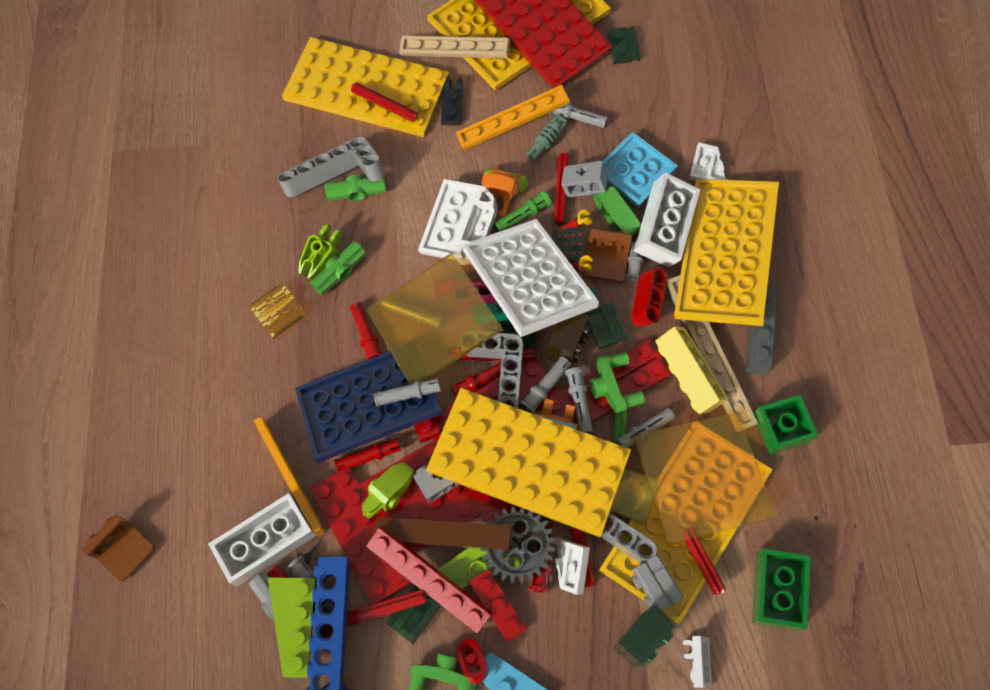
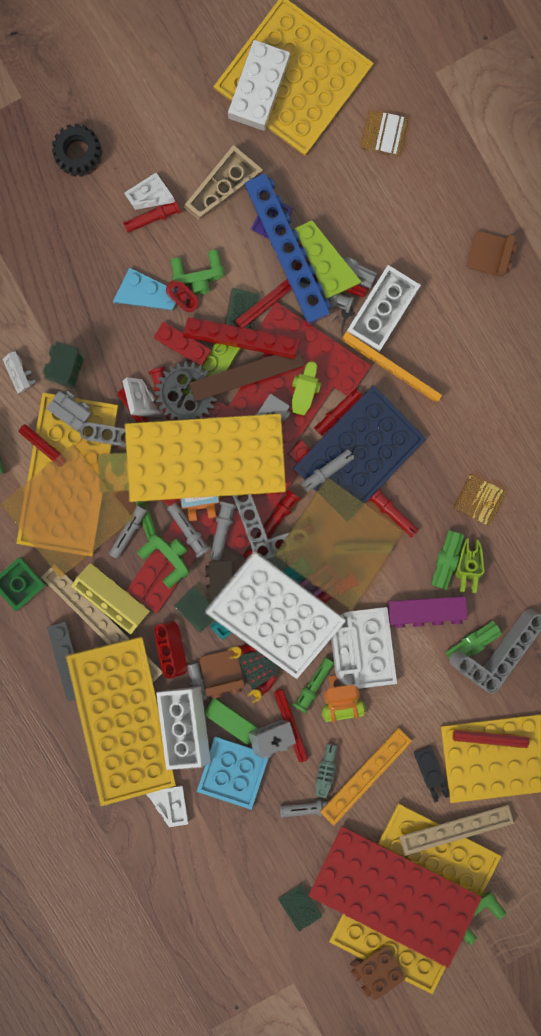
camera: 150 degrees right, 20 degrees up
(381, 231) = (427, 610): none -> magenta brick

